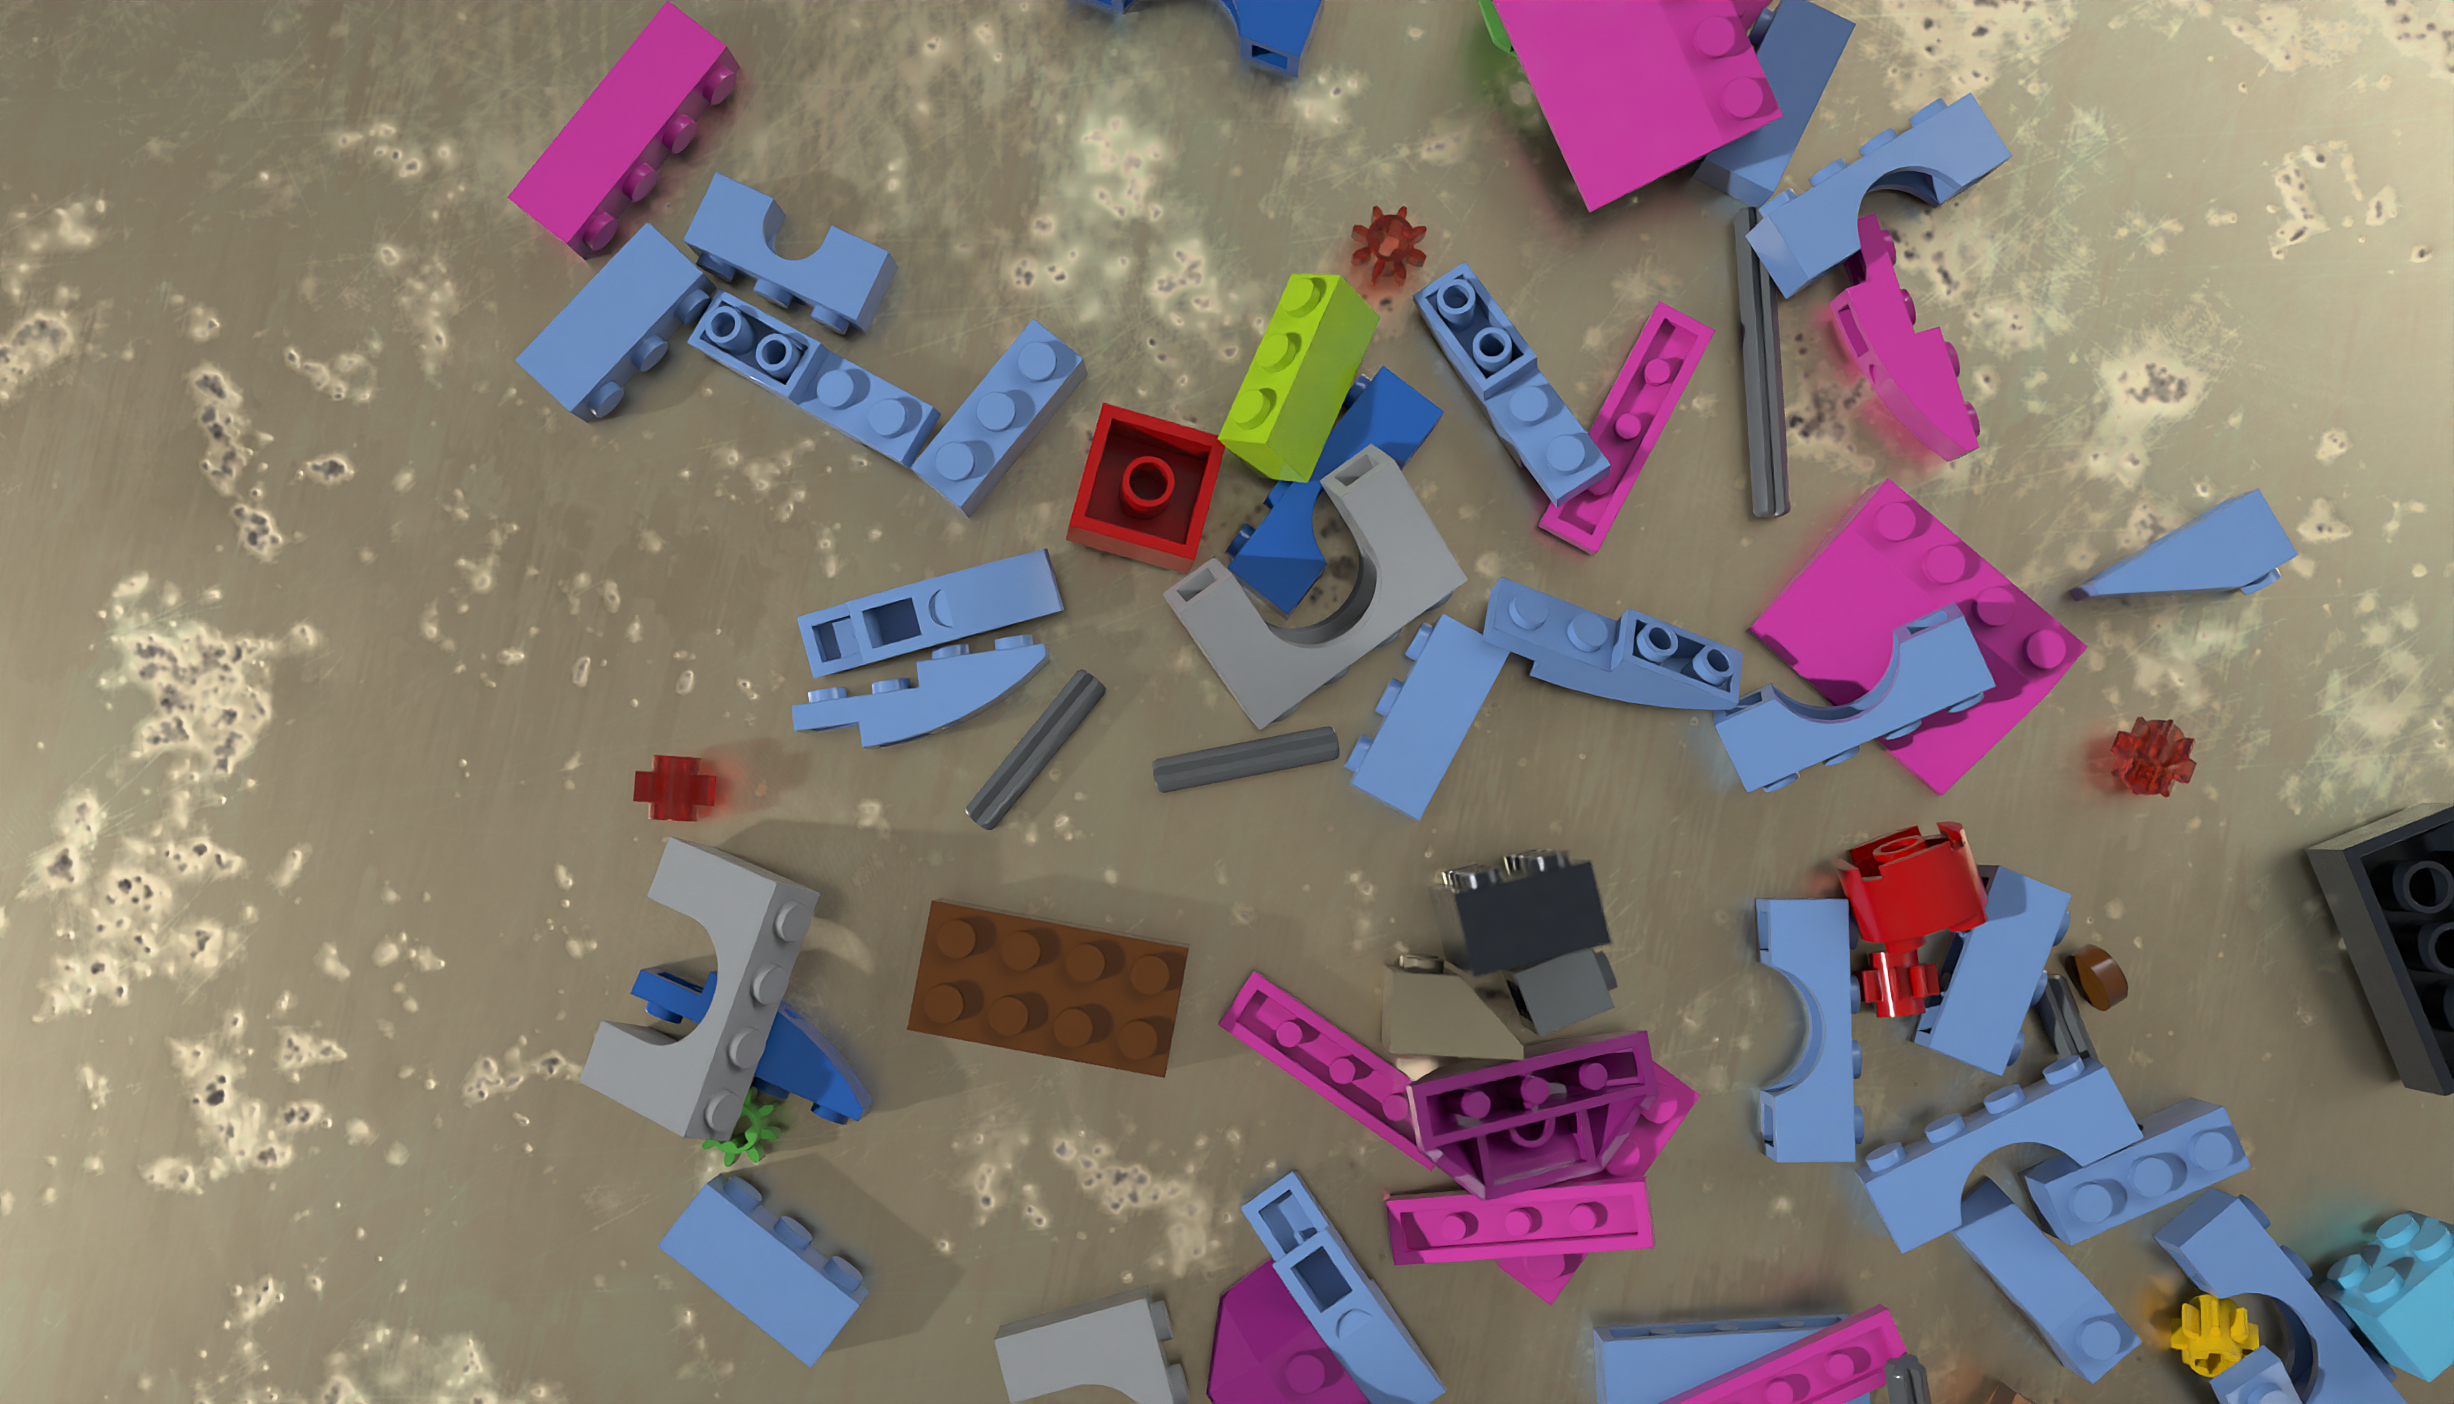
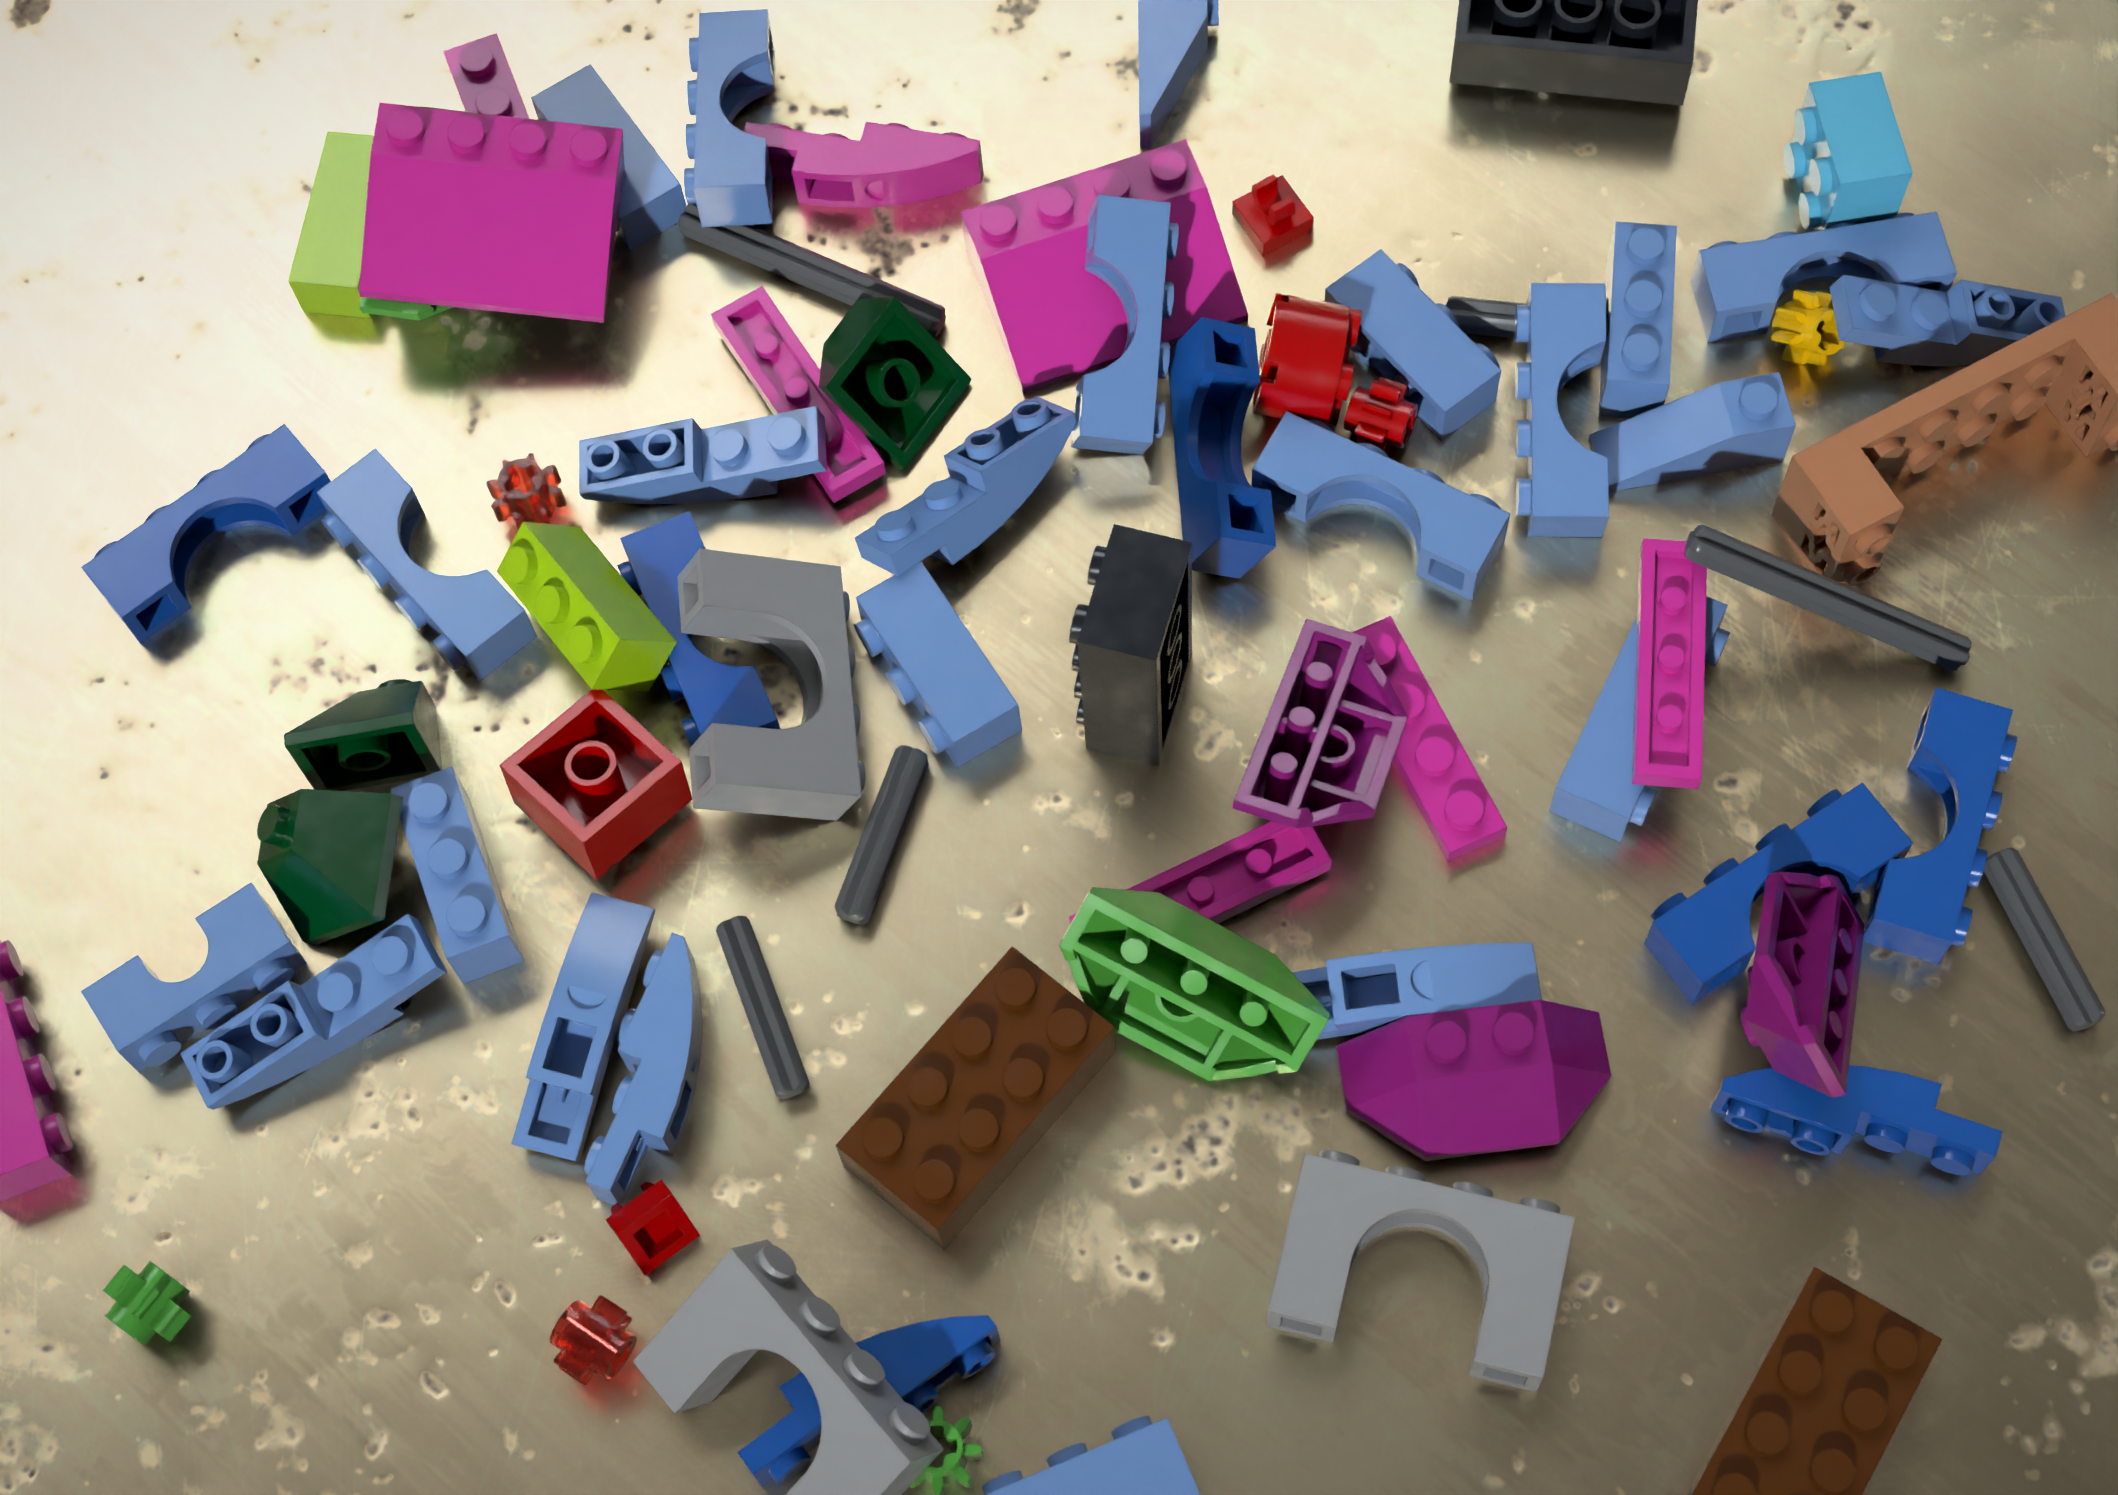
camera: 55 degrees left, 20 degrees down
(504, 403) = (147, 1303): none -> bright green gear
(618, 324) = (150, 1162): medium blue brick -> none
(794, 776) = (652, 1226): none -> red tile
(947, 306) = (330, 858): none -> dark green slope
(1083, 263) = (369, 739): none -> dark green slope
(1242, 1124) = (1189, 986): none -> bright green wedge
(1292, 130) = (470, 614): none -> medium blue arch
(1439, 1014) = (1192, 770): dark tan slope -> none
(1525, 1224) = (1413, 803): dark pink plate -> none
(1561, 990) = (1225, 667): dark grey brick -> none
(1685, 503) = (889, 376): none -> dark green slope
(1836, 812) = (1211, 386): none -> blue arch
(2062, 759) = (1272, 214): none -> red tile
(2096, 977) = (1463, 271): reddish brown tile -> none
(2153, 757) = (1314, 158): clear red gear -> none

